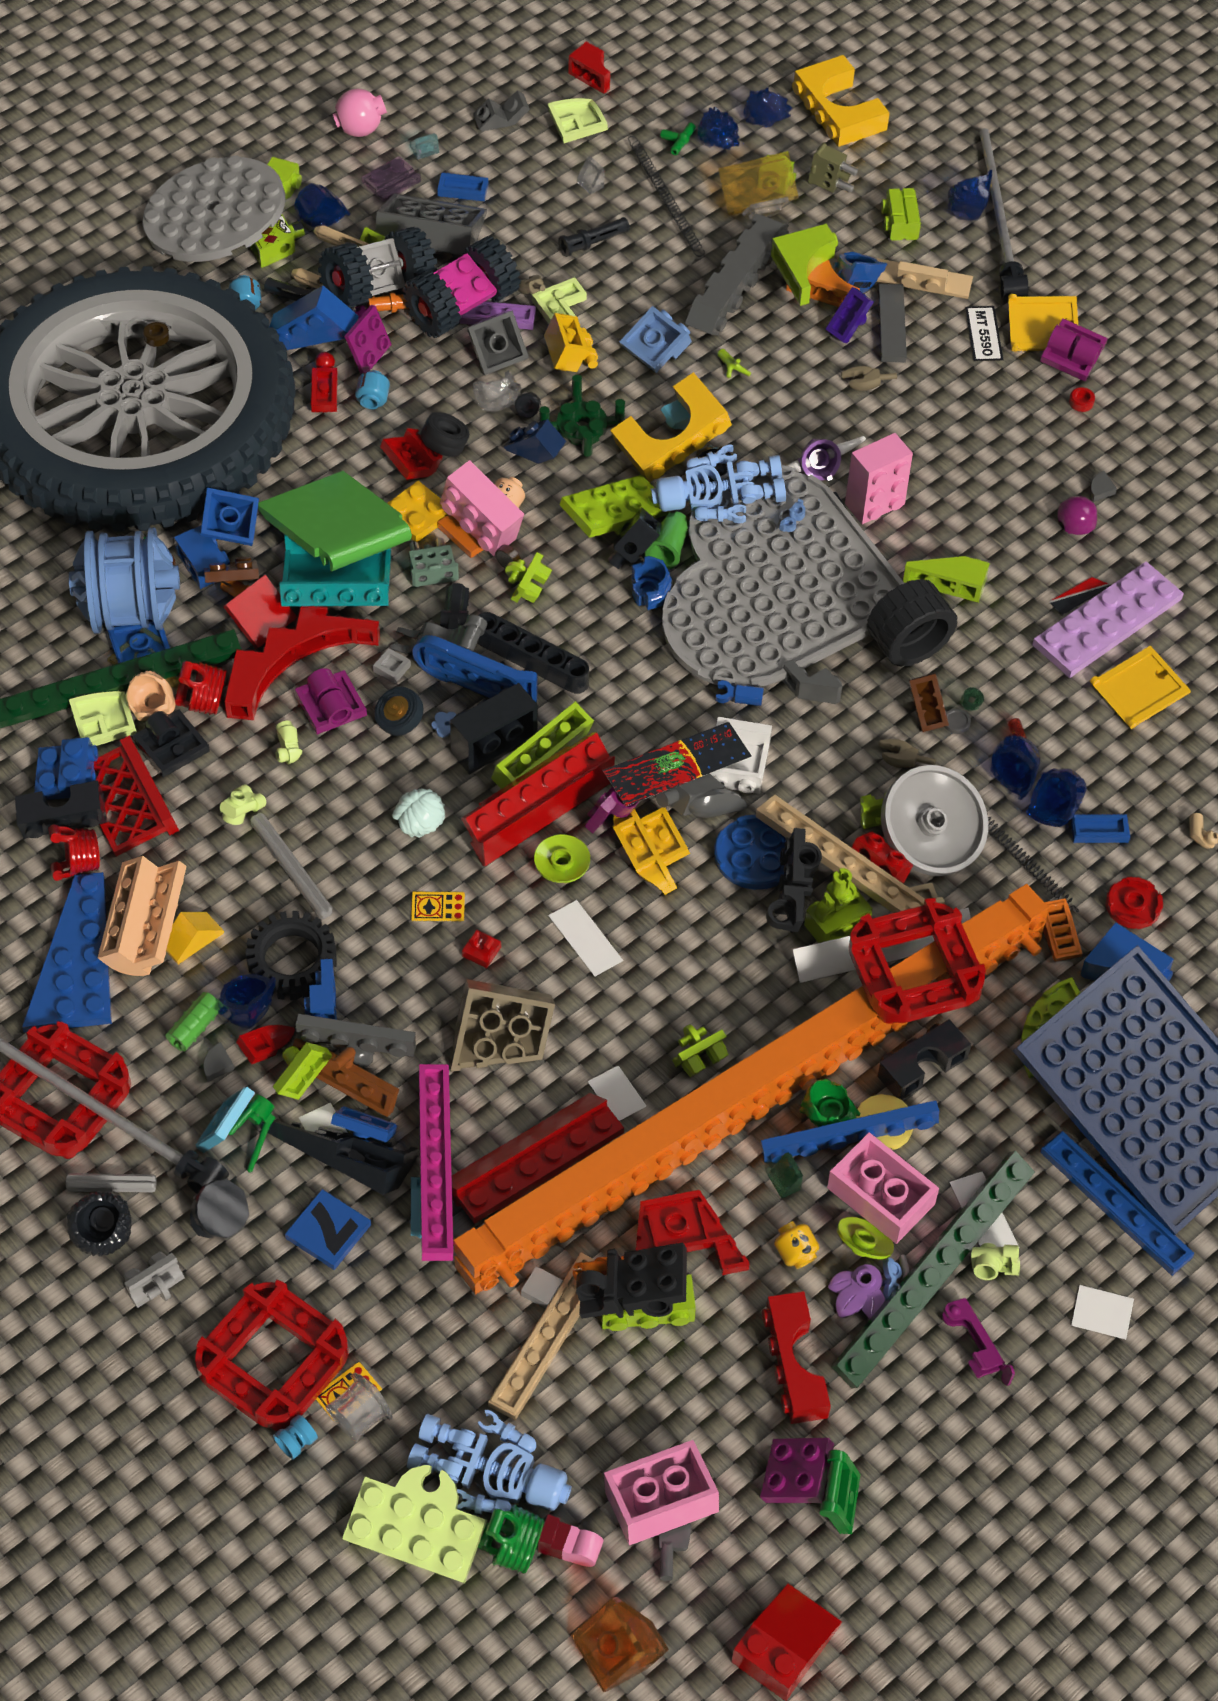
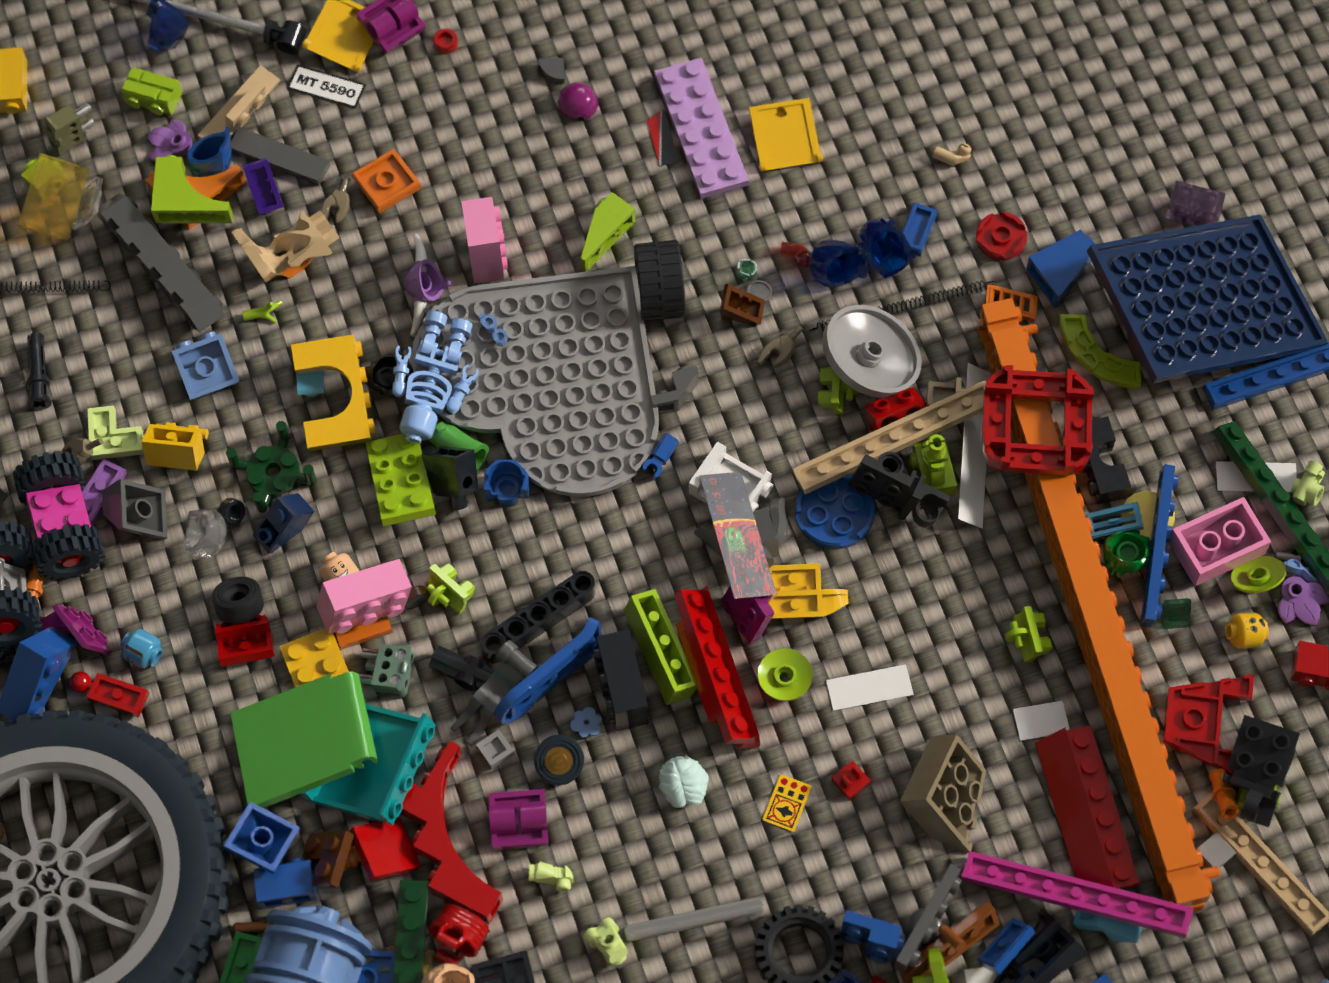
camera: 65 degrees left, 10 degrees up
(796, 359) = (303, 241): none -> tan hips
(863, 243) = (170, 140): none -> medium lavender plate
(881, 1098) = (1116, 521): none -> dark azure tile
(910, 403) = (386, 181): none -> orange plate

